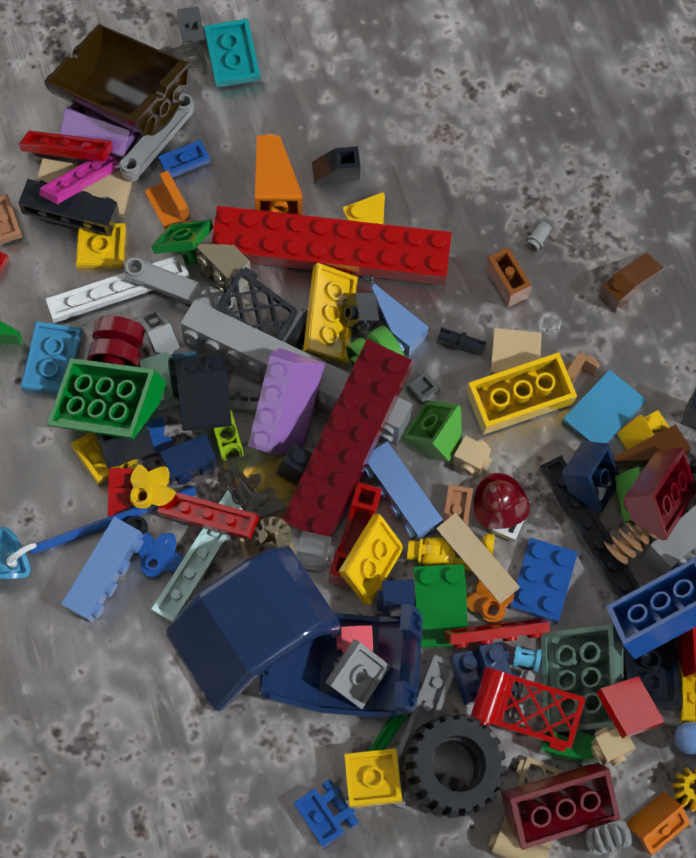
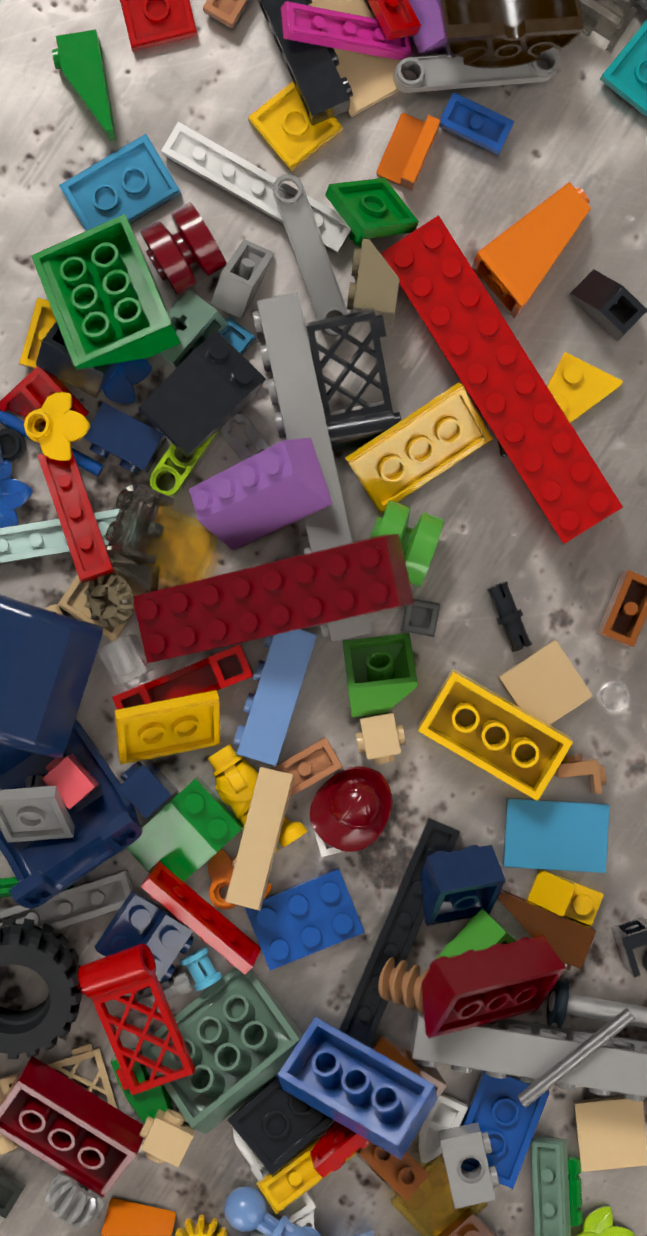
camera: 55 degrees right, 20 degrees up
(294, 464) = (206, 558): black brick -> none
(361, 311) = (449, 479): black brick -> none
(403, 325) = (470, 537): medium blue slope -> none
(630, 707) = (218, 1129): tile -> none

